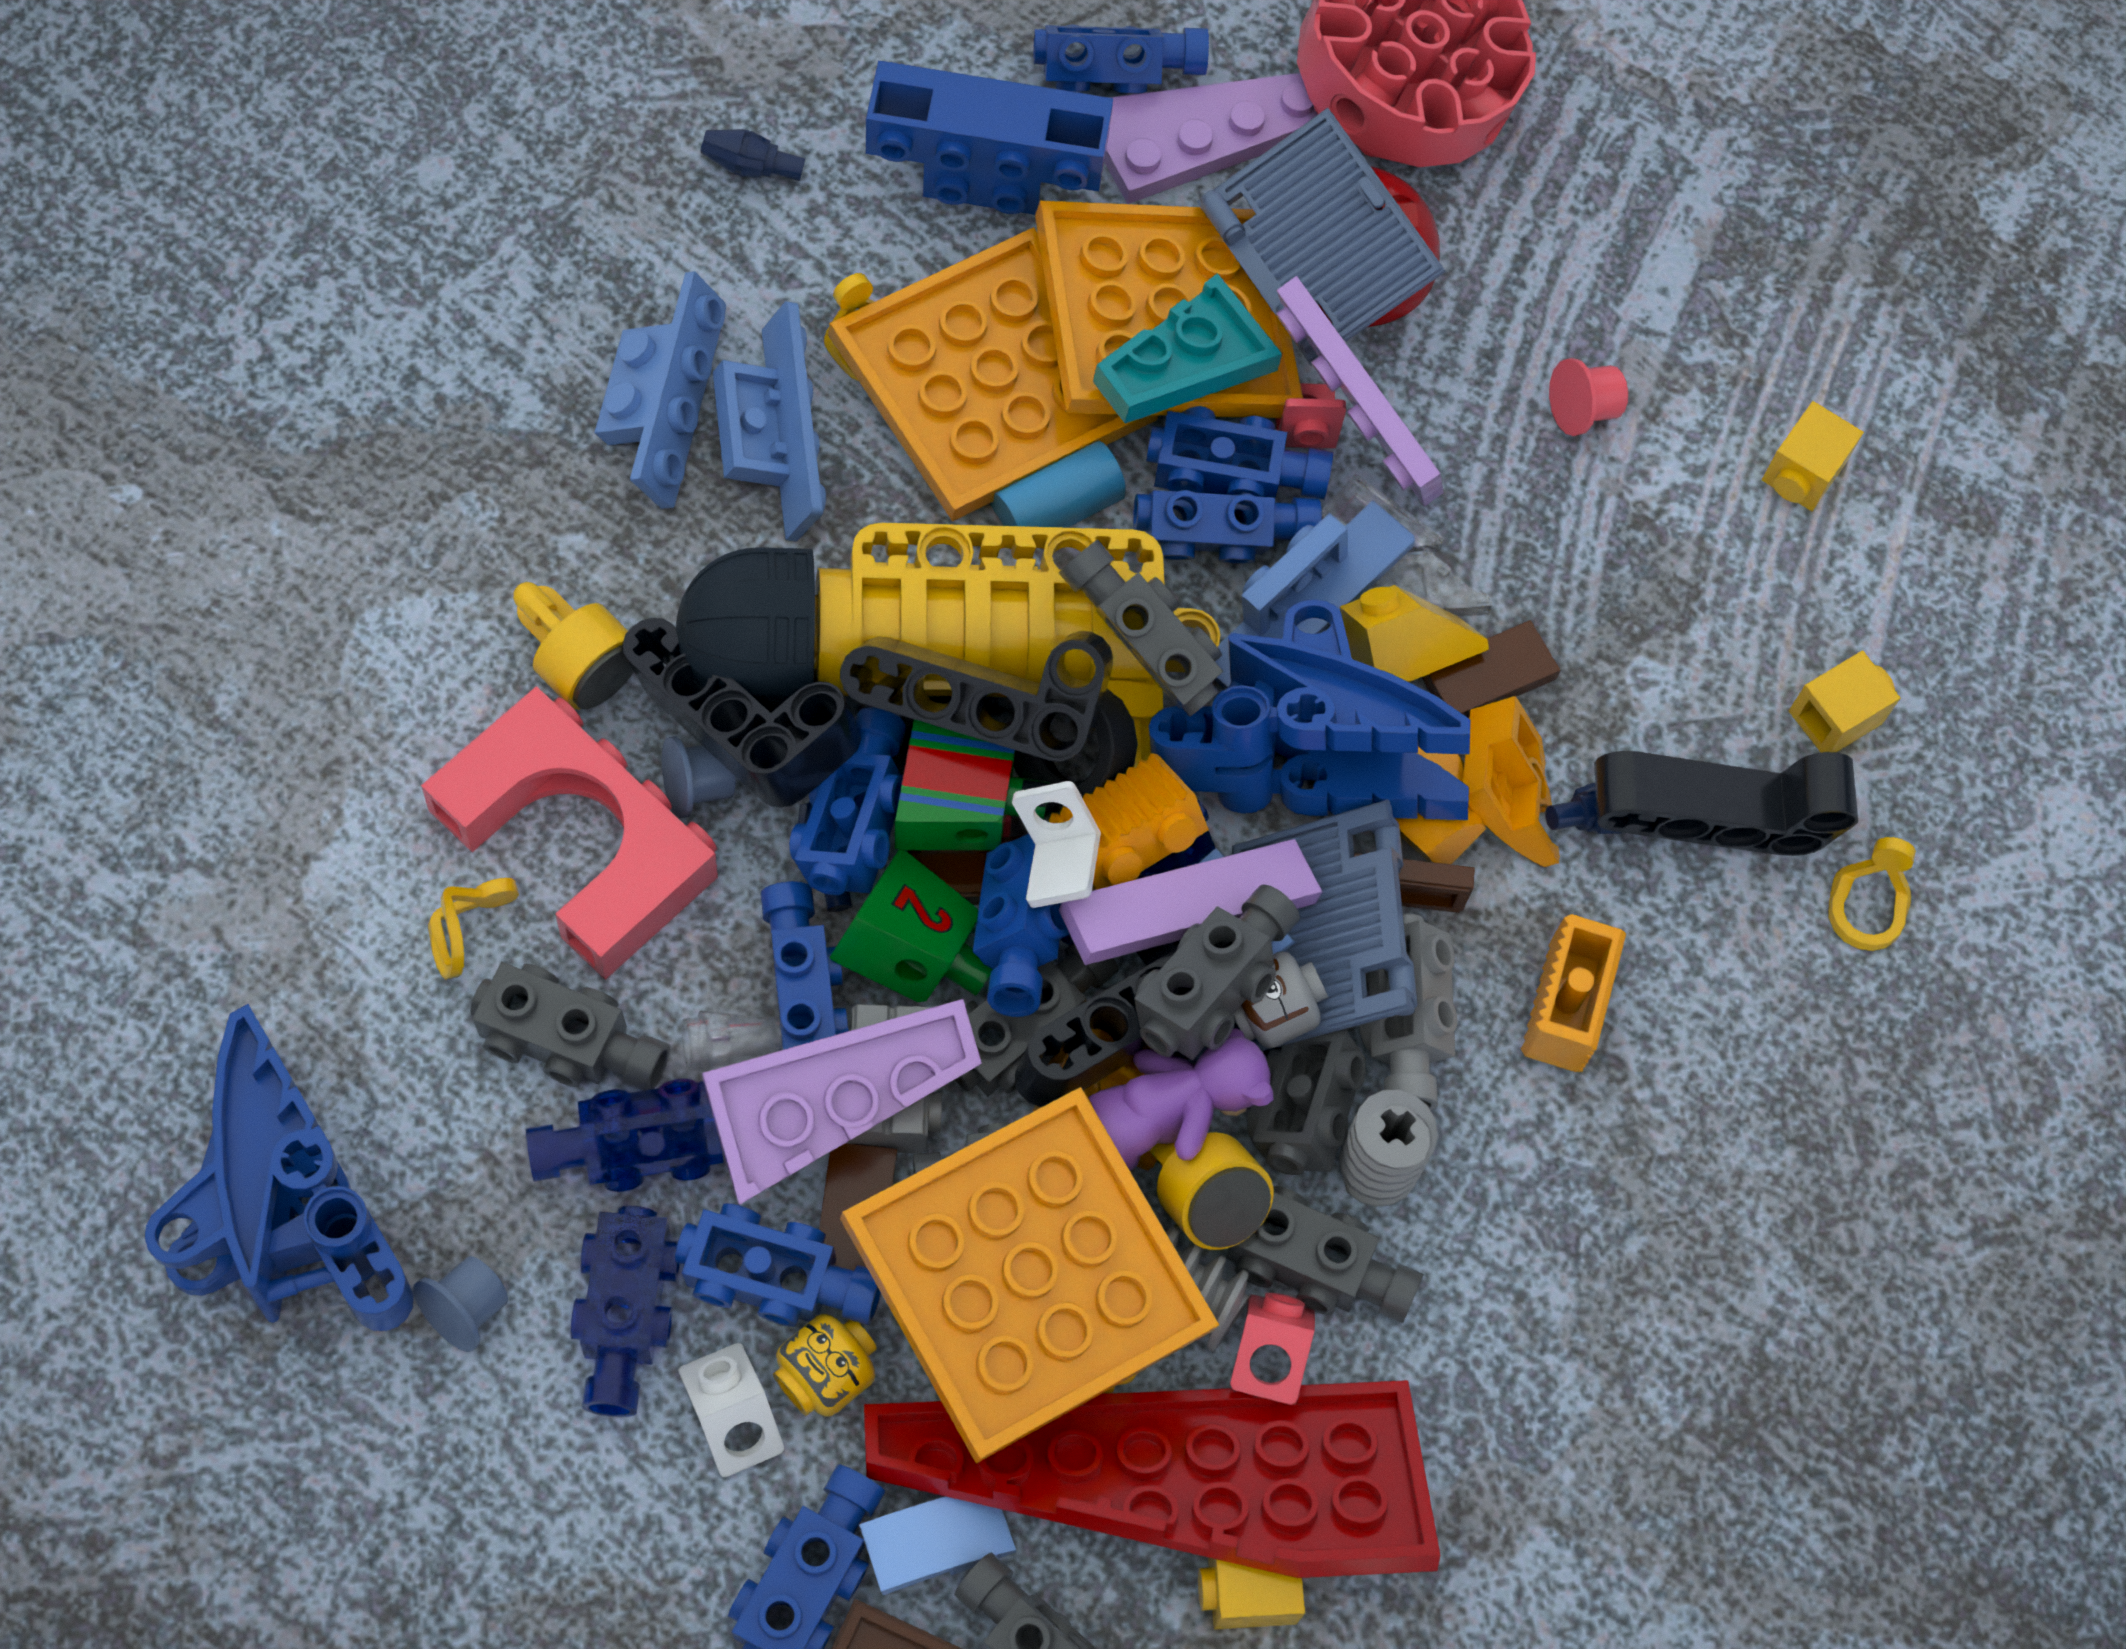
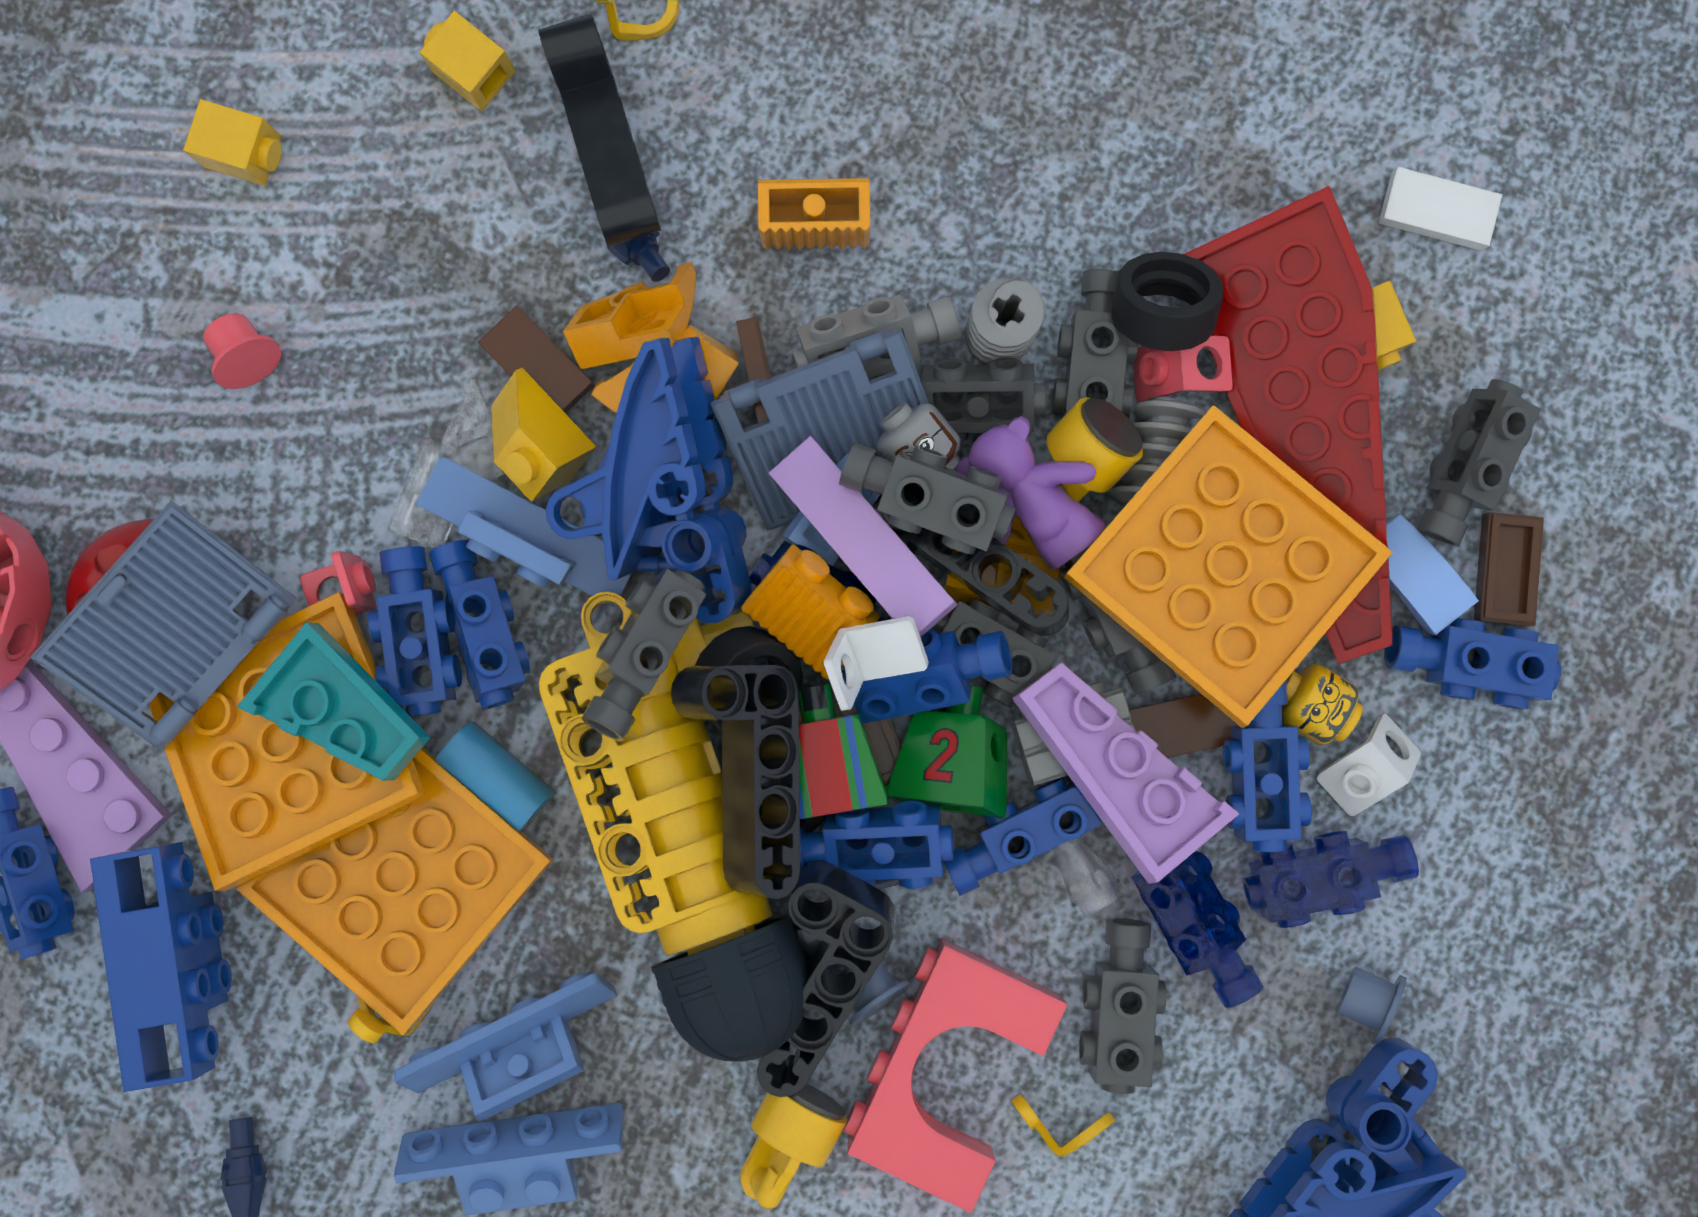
camera: 100 degrees left, 20 degrees up
(1321, 1323) = (1166, 326): none -> black tyre
(1370, 408) = (308, 568): lavender wing -> none

